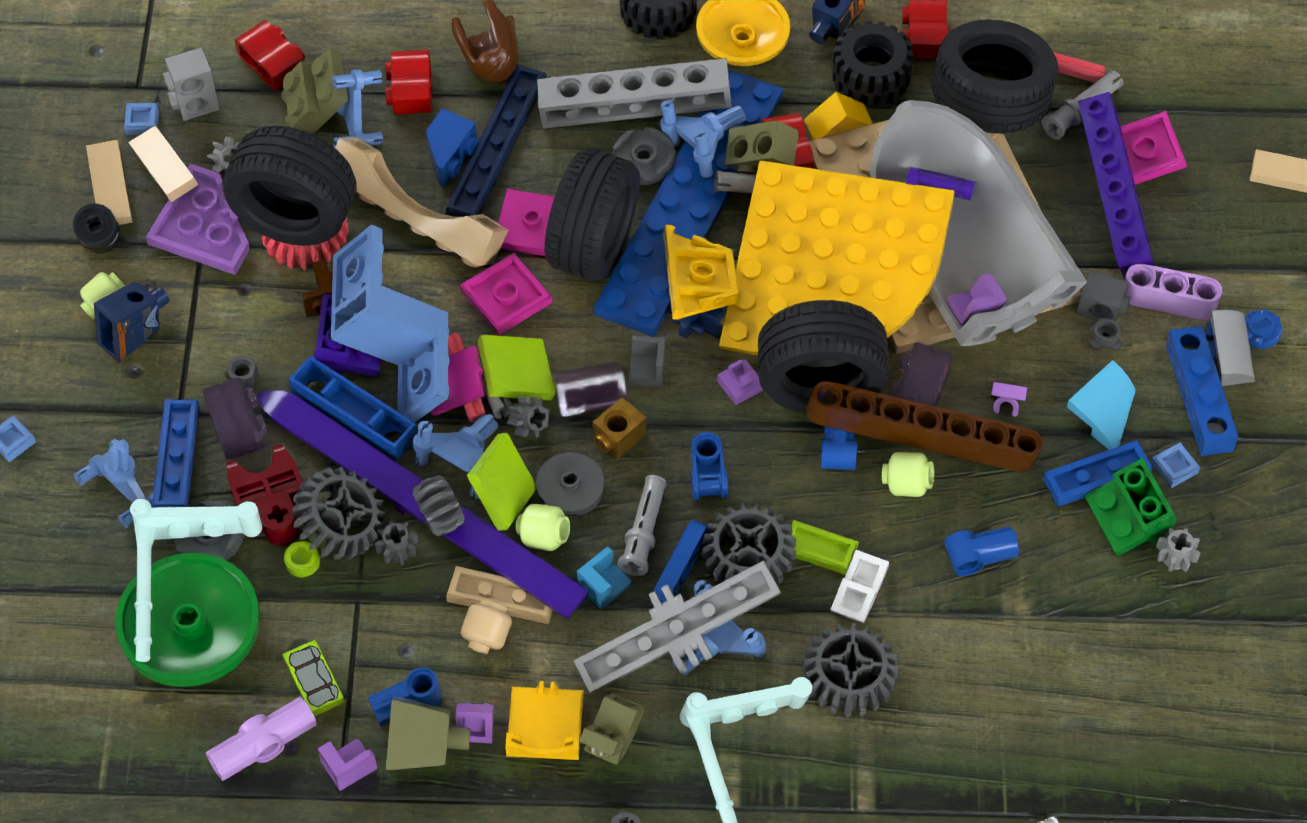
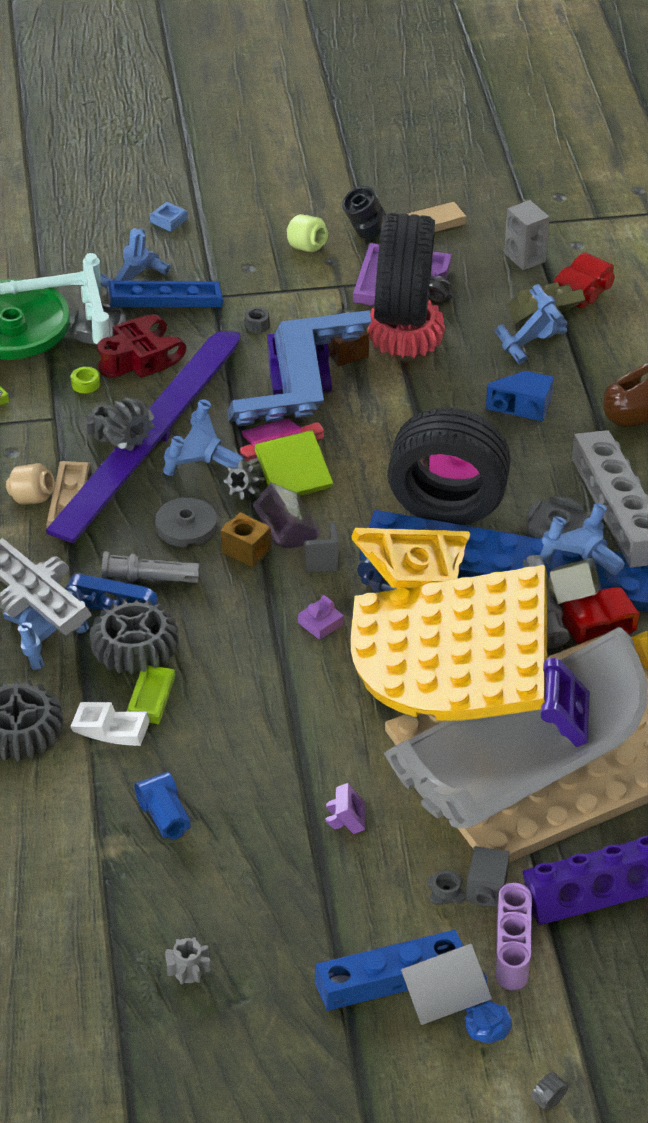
camera: 80 degrees right, 15 degrees down
(128, 318) = (284, 243): dark blue torso -> none
(140, 117) = (493, 228): medium blue tile -> none
(163, 163) = (456, 237): tile -> none
(219, 153) = (465, 272): light grey gear -> none
(234, 418) = (205, 317): clear purple brick -> none
(328, 522) = (112, 355): dark grey gear -> none
(353, 408) = (231, 376): blue piece -> none
(410, 82) = (585, 364): red brick -> none
(471, 237) = (465, 355): tan arch -> none
(495, 143) = (548, 429): dark blue tile -> none
(502, 481) = (163, 461): lime tile -> none
(506, 294) = (367, 453): dark pink plate -> none
(543, 527) = (133, 504): yellowish green head -> none
(602, 579) = (86, 547): dark azure panel -> none
(708, 472) = (218, 601): blue piece -> none
(821, 344) = (329, 636): black tyre -> none
(838, 450) = (257, 690): blue piece -> none
(907, 430) = (283, 749): reddish brown beam -> none
(908, 474) = (236, 740): yellowish green head -> none
(923, 374) = (345, 741): clear purple brick -> none
(983, 297) = (436, 755): medium lavender panel -> none
(1083, 476) = (270, 890): blue plate -> none
(1105, 404) = (357, 891): medium azure slope -> none
(1131, 508) = (229, 915): green brick -> none
(1175, 465) = (297, 960): medium blue tile -> none

